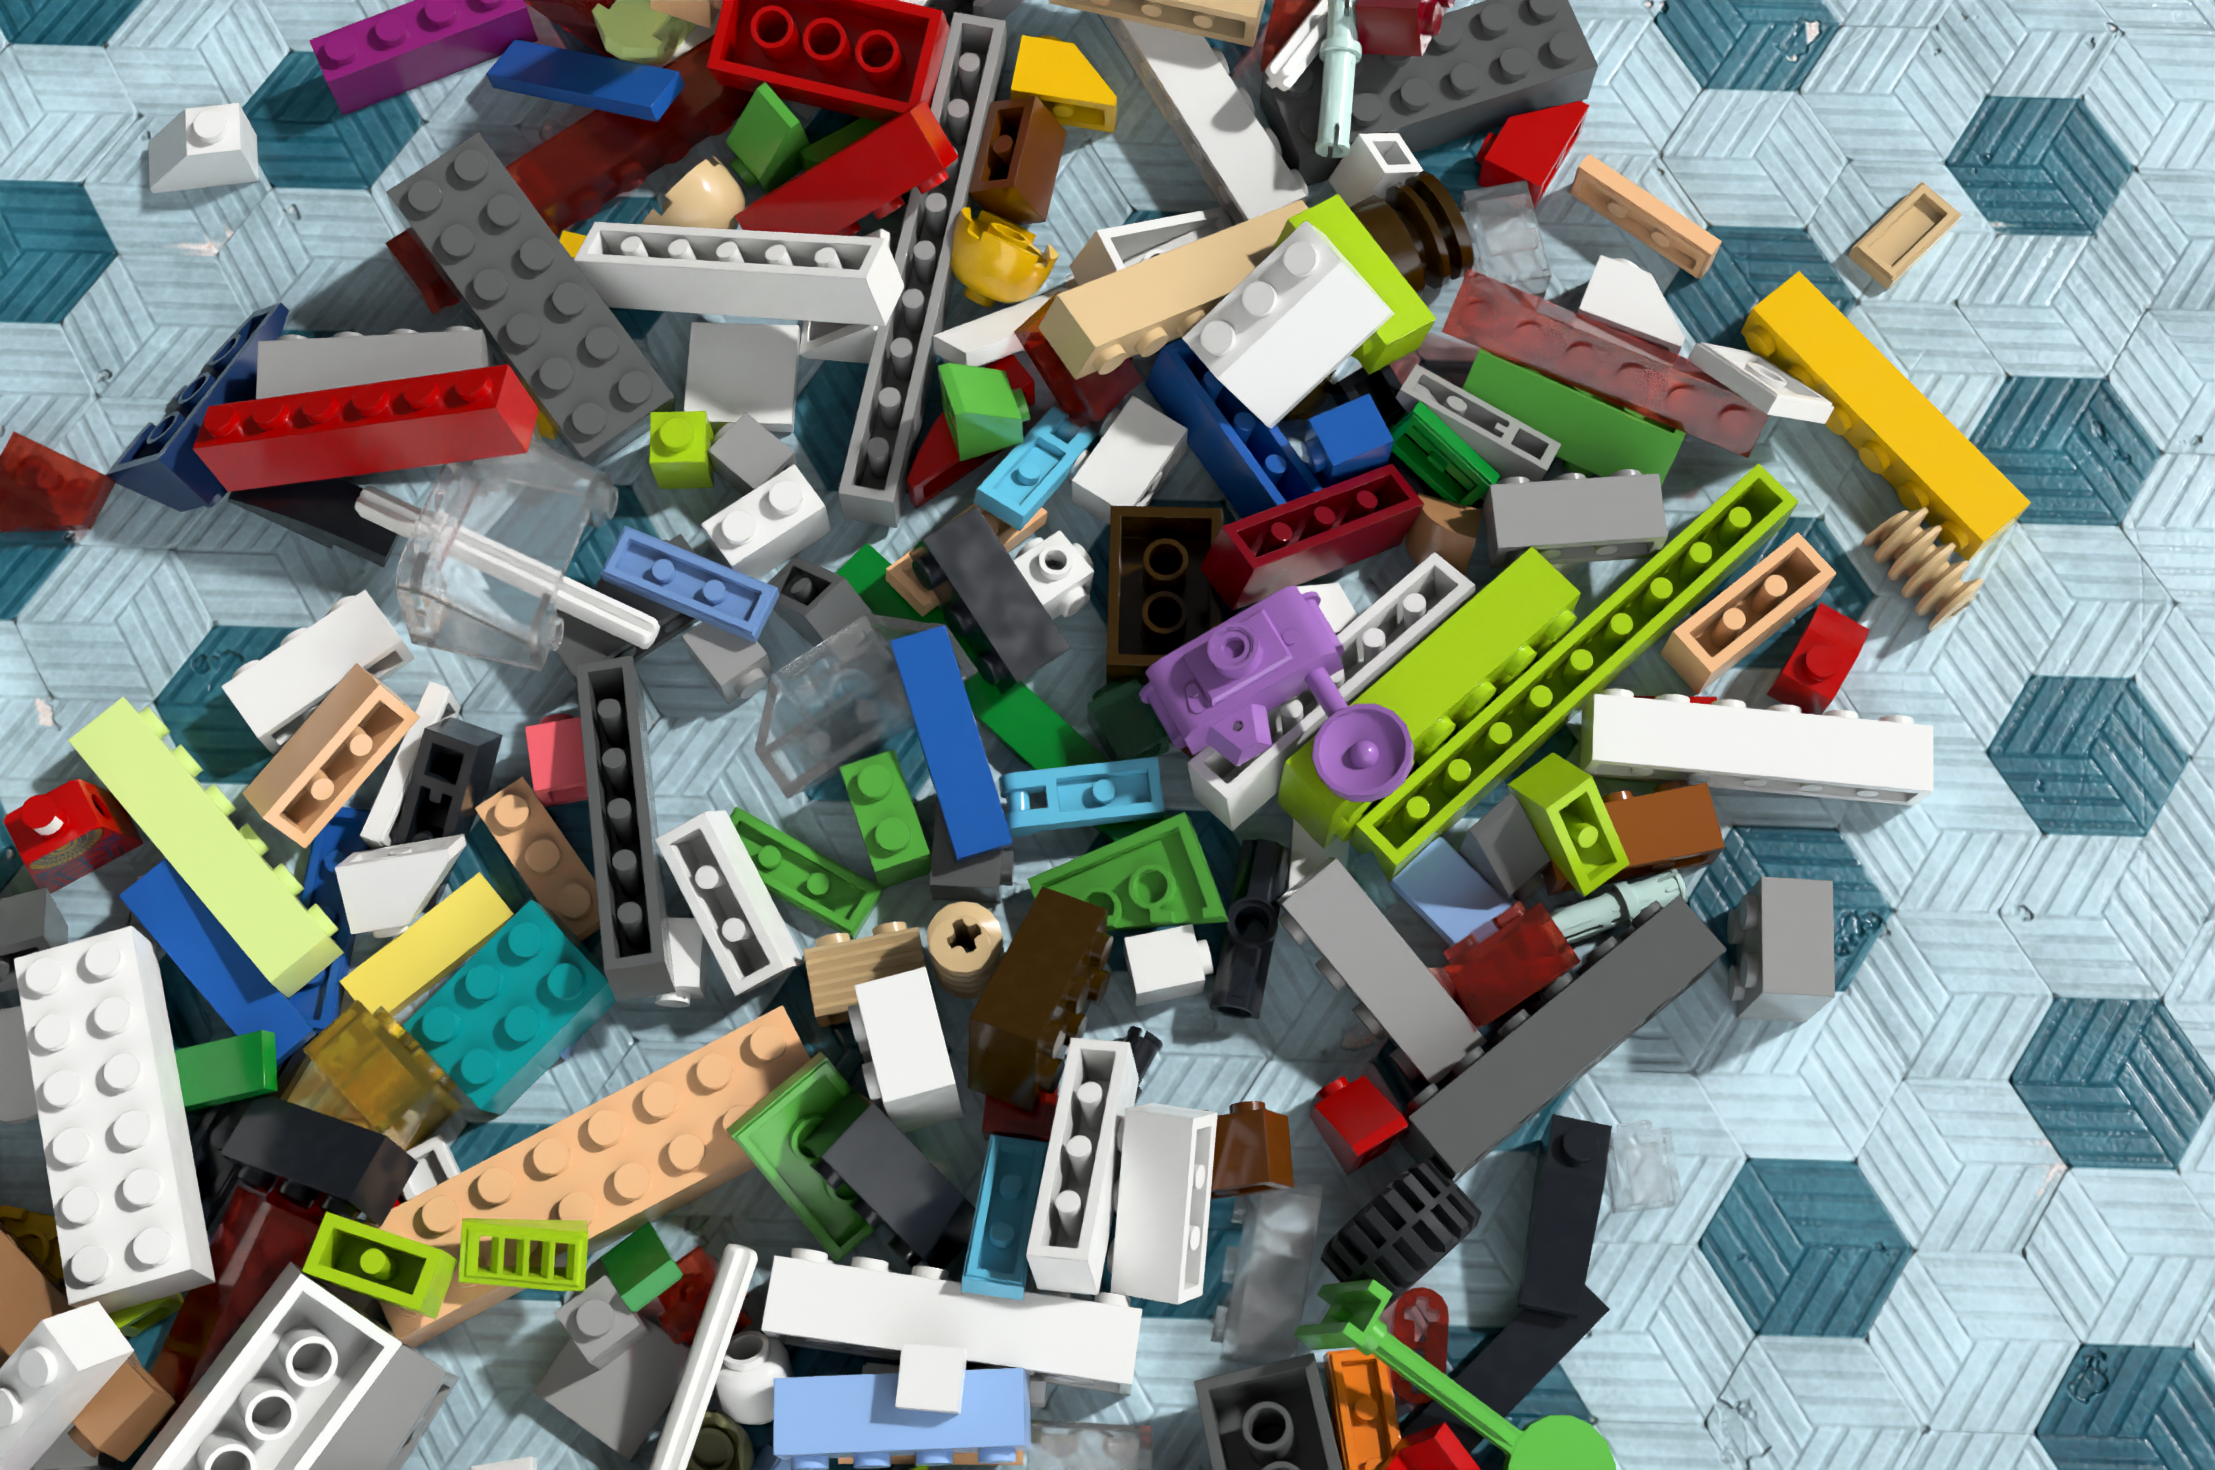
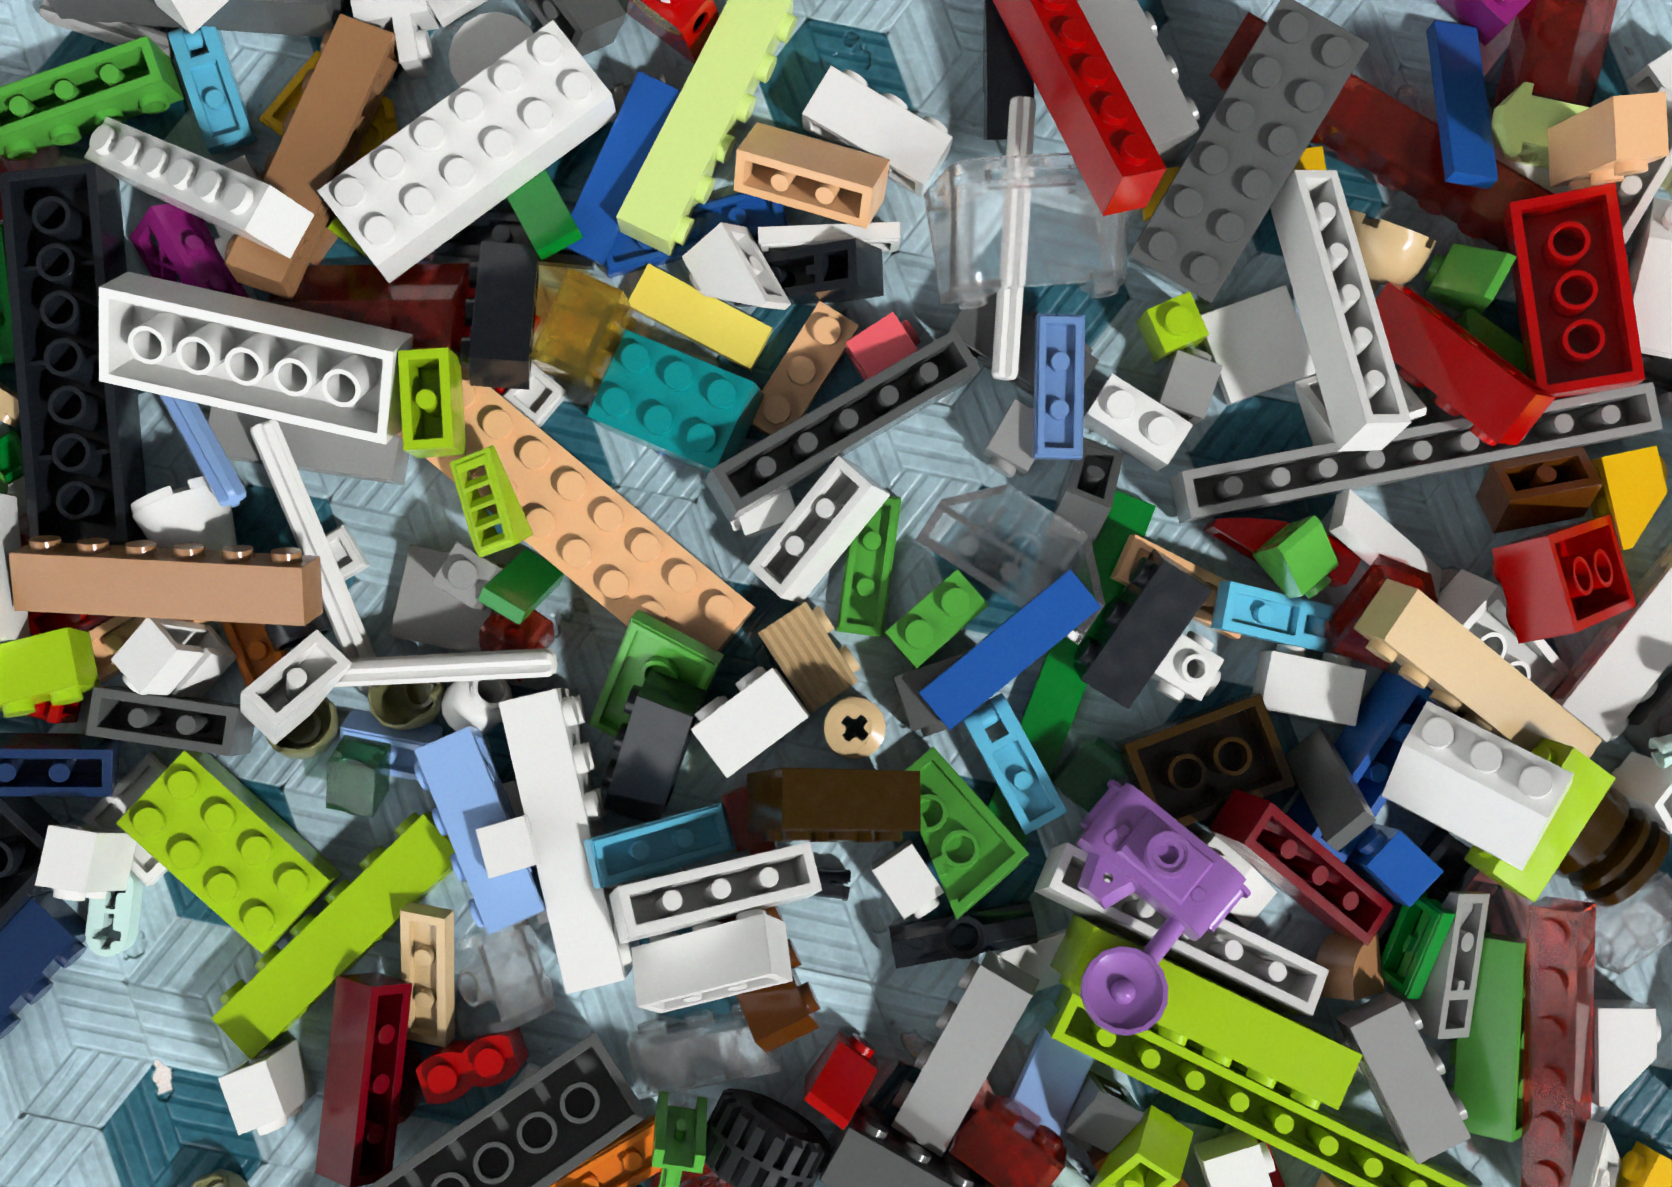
camera: 65 degrees right, 15 degrees up
(998, 259) = (1443, 510): yellow cylinder -> none
(1115, 170) = (1563, 579): none -> red brick
(1240, 473) = (1329, 789): none -> dark grey tile

